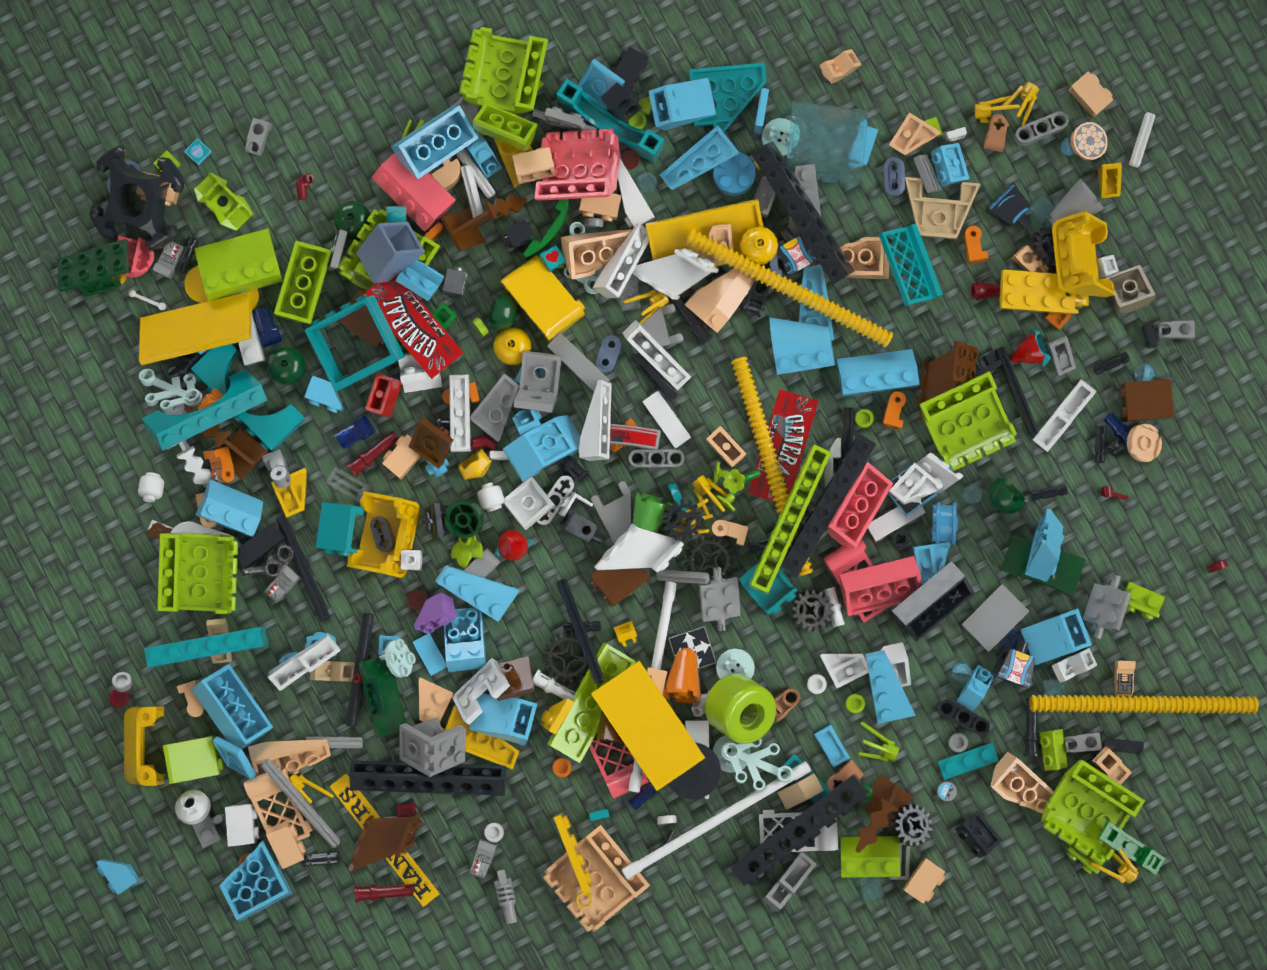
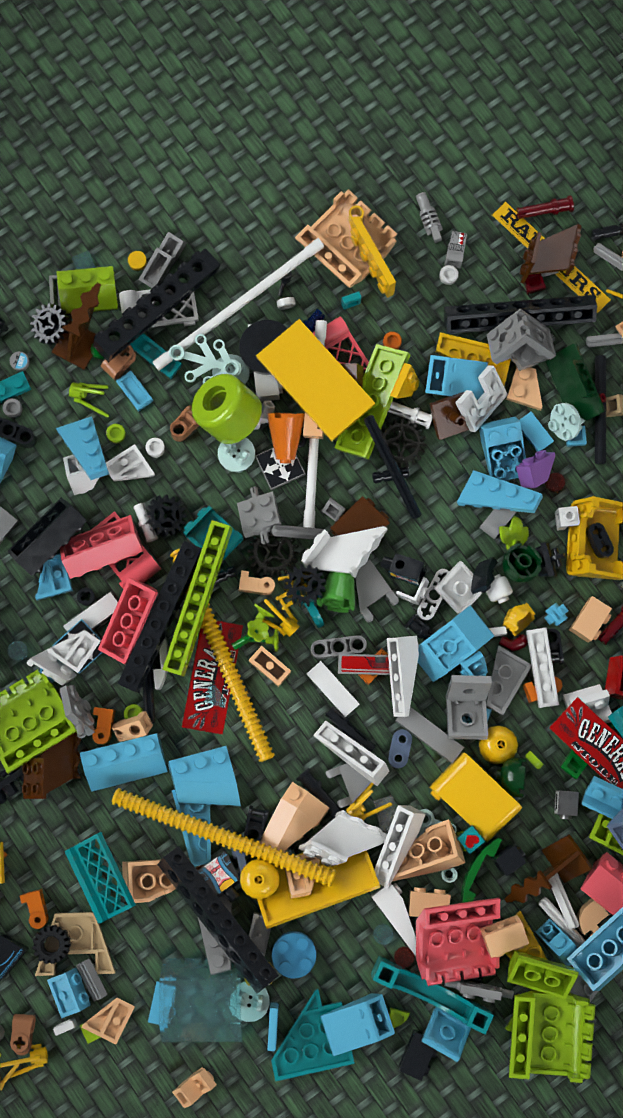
camera: 170 degrees right, 5 degrees down
(431, 442) = (567, 632): reddish brown tile -> none
(435, 232) = (595, 853): orange tile -> none
(505, 510) = (483, 576): none -> black slope
(512, 545) = (469, 545): red hat -> none
(593, 223) = (433, 883): light grey tile -> none
(622, 101) = (421, 1017): black brick -> none
(625, 632) = (347, 473): yellow tile -> none
(638, 121) = (401, 1000): lime tile -> none
(643, 598) = (333, 510): none -> light grey slope
(703, 156) = (328, 968): medium azure wing -> none
(800, 791) = (159, 342): tan slope -> none
(815, 885) = (137, 260): none -> yellow tile
(865, 404) = (133, 727): none -> light nougat leg
(894, 176) = (127, 971): sand blue plate -> none
(917, 424) = (77, 711): none -> light grey plate
(924, 881) = (33, 275): light nougat brick -> none
(944, 523) = (41, 615): dark azure wheel -> none
(961, 672) = (14, 475): clear light blue tile -> none
(965, 198) = (64, 944): none -> black tyre
(984, 290) = (21, 861): dark red cone -> none

